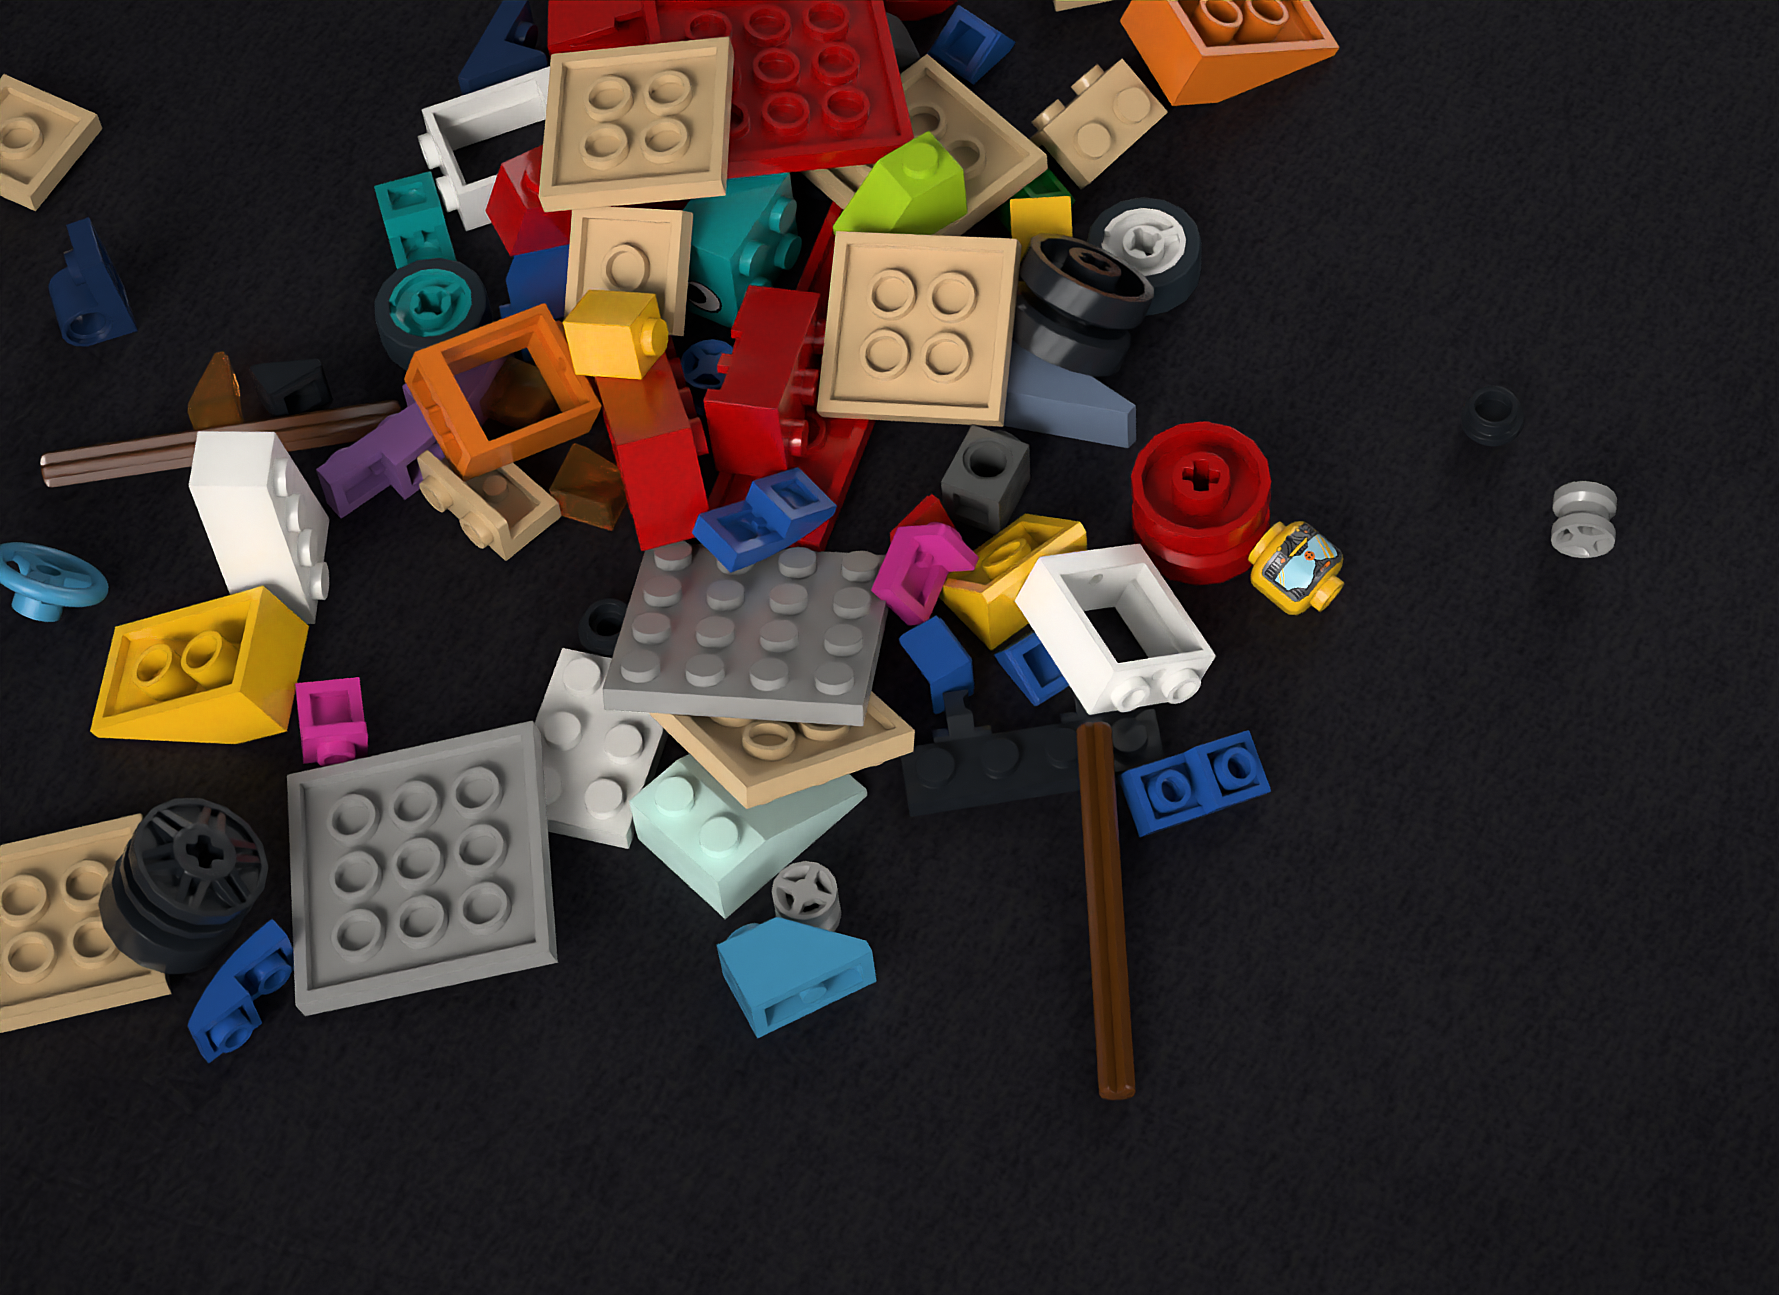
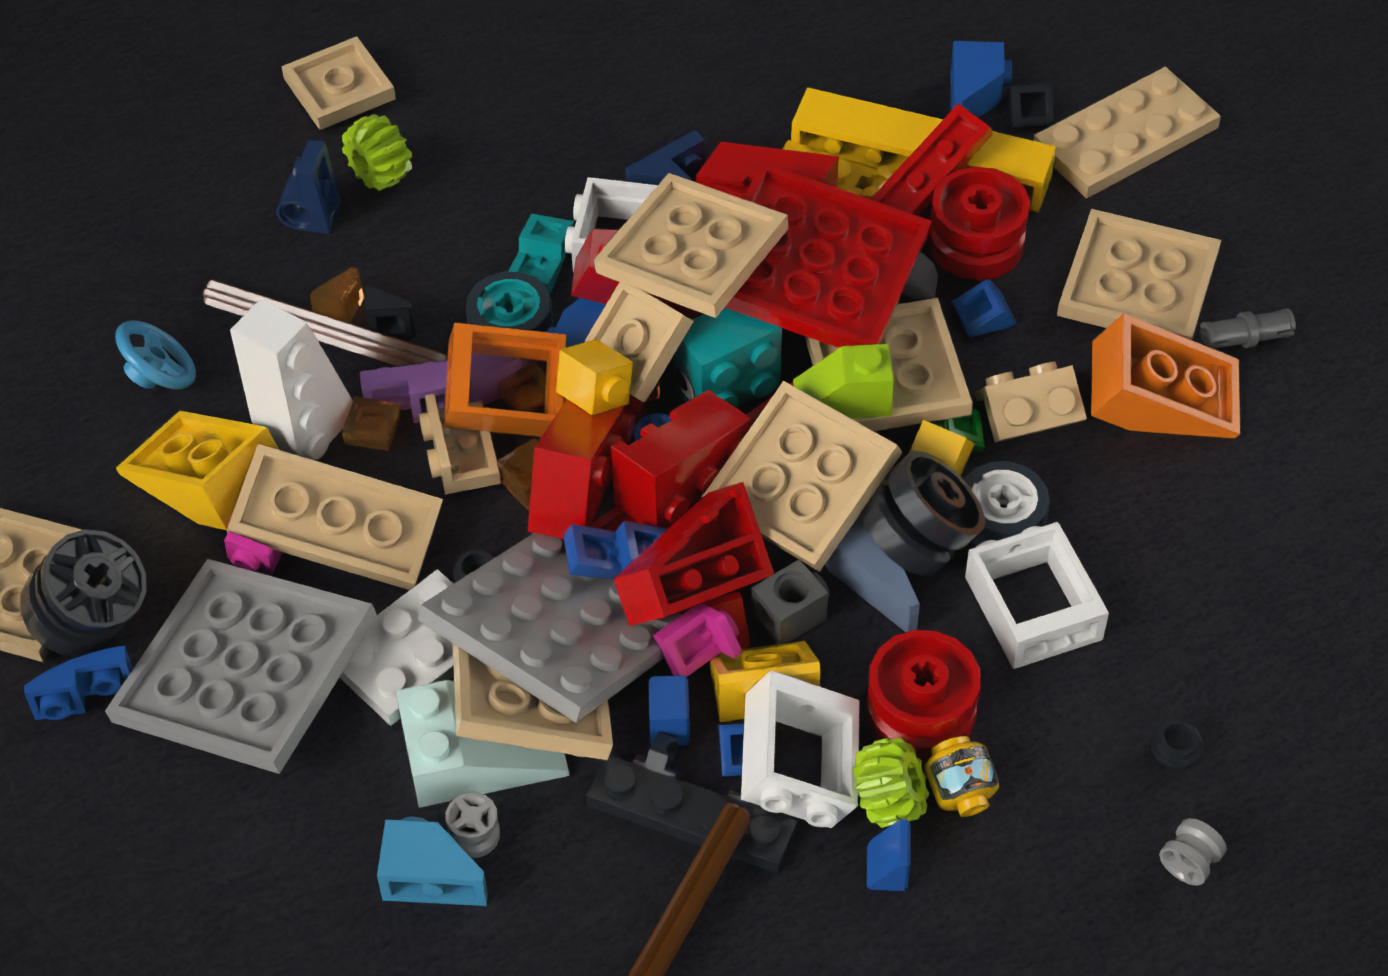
camera: 25 degrees right, 5 degrees down
(139, 202) = (376, 152): none -> lime gear
(363, 524) = (371, 423): none -> clear orange plate
(409, 648) = (335, 517): none -> tan plate
(865, 480) = (696, 559): none -> red wedge
(1194, 783) = (788, 888): blue slope -> none
(1232, 613) = (890, 782): none -> lime gear
(1261, 395) = (1047, 634): none -> white window
(1278, 693) = (890, 858): none -> blue slope

